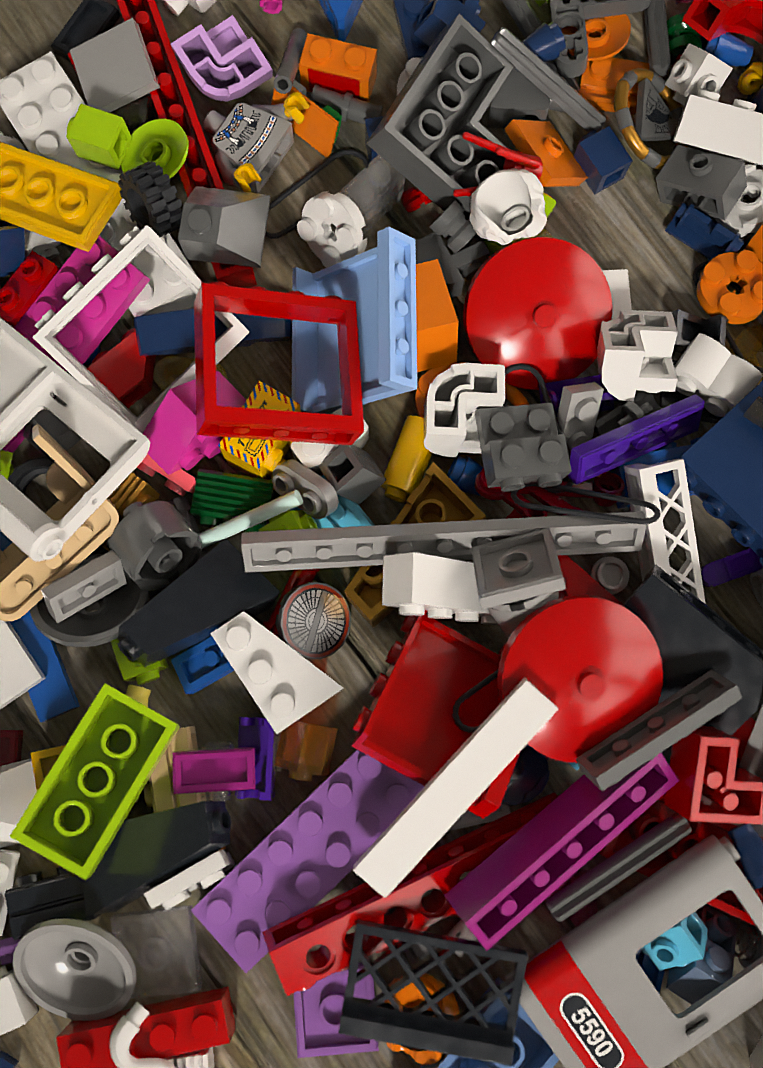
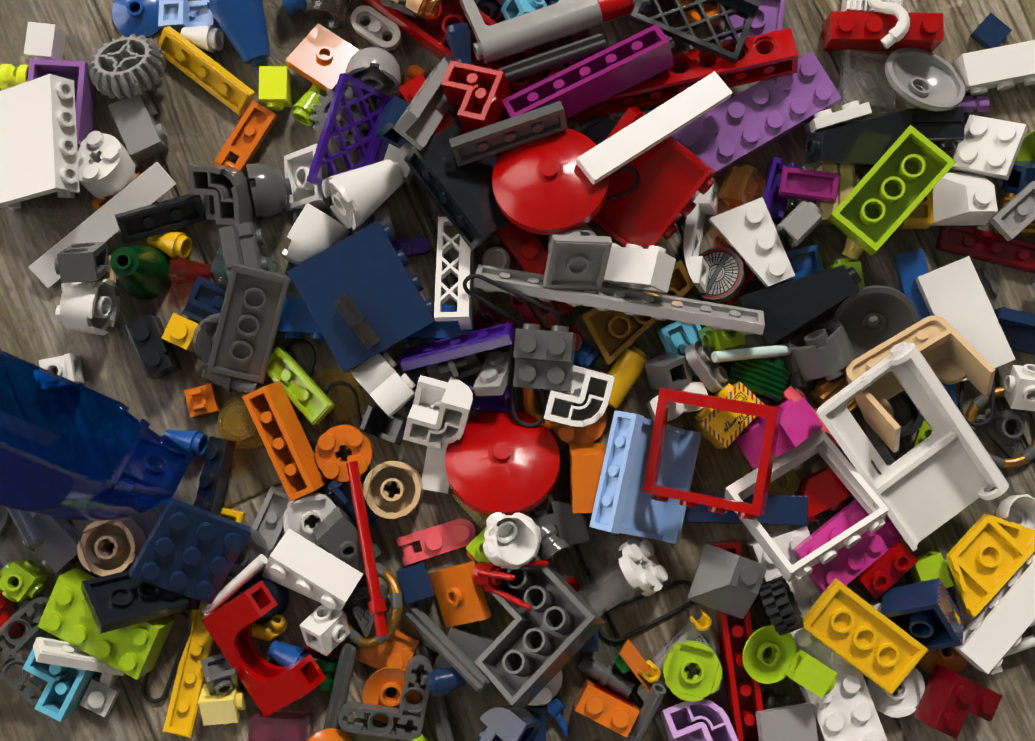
camera: 160 degrees left, 5 degrees up
(84, 586) = (885, 326): light grey plate -> none
(219, 709) = (798, 224): none -> light grey brick
(248, 139) = (700, 685): none -> lime plate
(357, 661) = (693, 233): none -> white slope
(397, 59) = (554, 707): none -> blue hand
(592, 214) = (437, 540): none -> coral plate
(648, 108) = (377, 604): none -> red bar
(662, 255) = (380, 499): none -> tan brick

